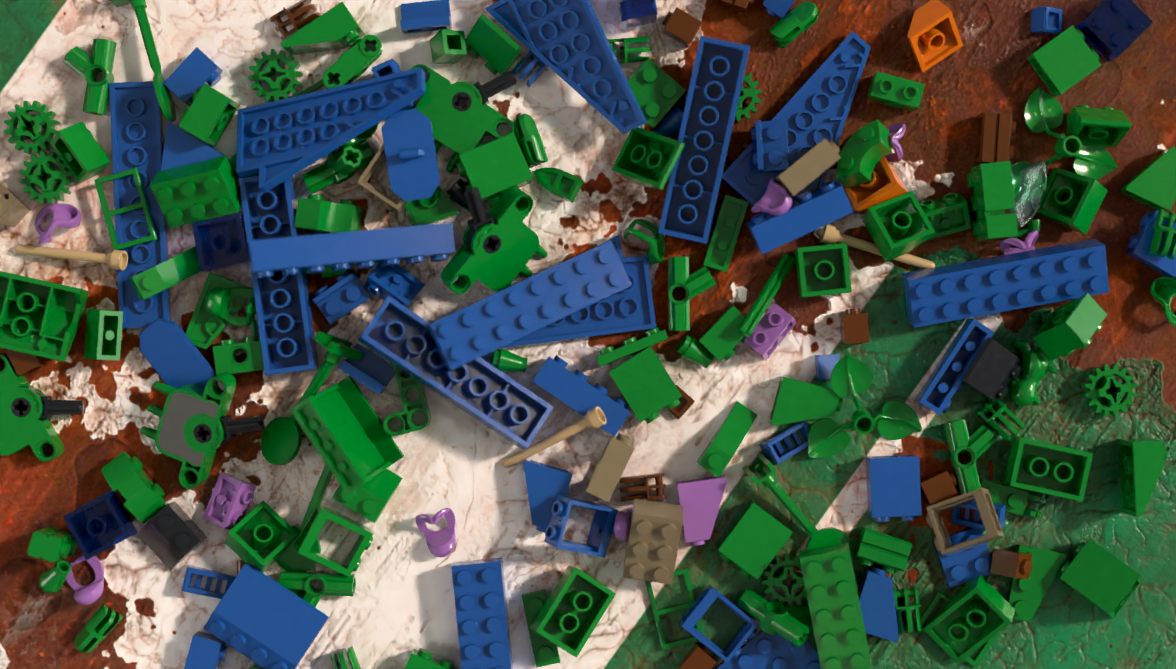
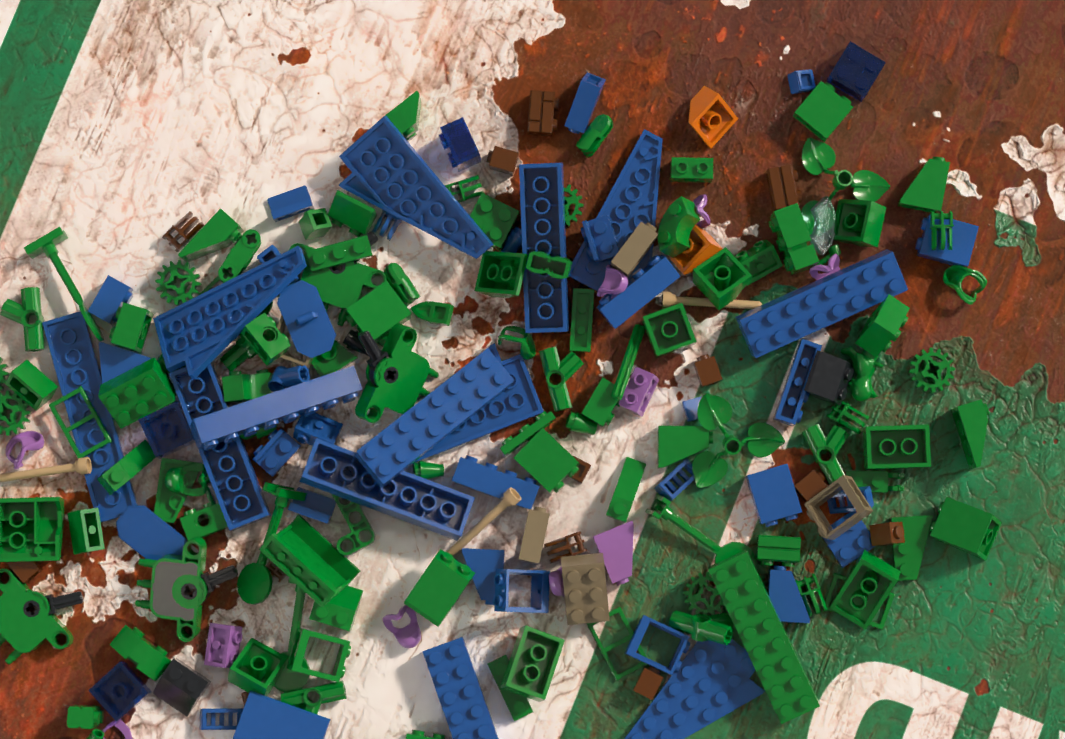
camera: 15 degrees left, 5 degrees down
(358, 181) = (266, 350): none -> green brick
(371, 216) = (287, 377): none -> blue piece
(467, 88) = (339, 253): none -> green plate
(488, 500) = (439, 587): none -> green slope
(699, 158) = (555, 266): none -> green brick
(753, 541) = (669, 568): green brick -> none
(1097, 126) = (863, 157): green slope -> none

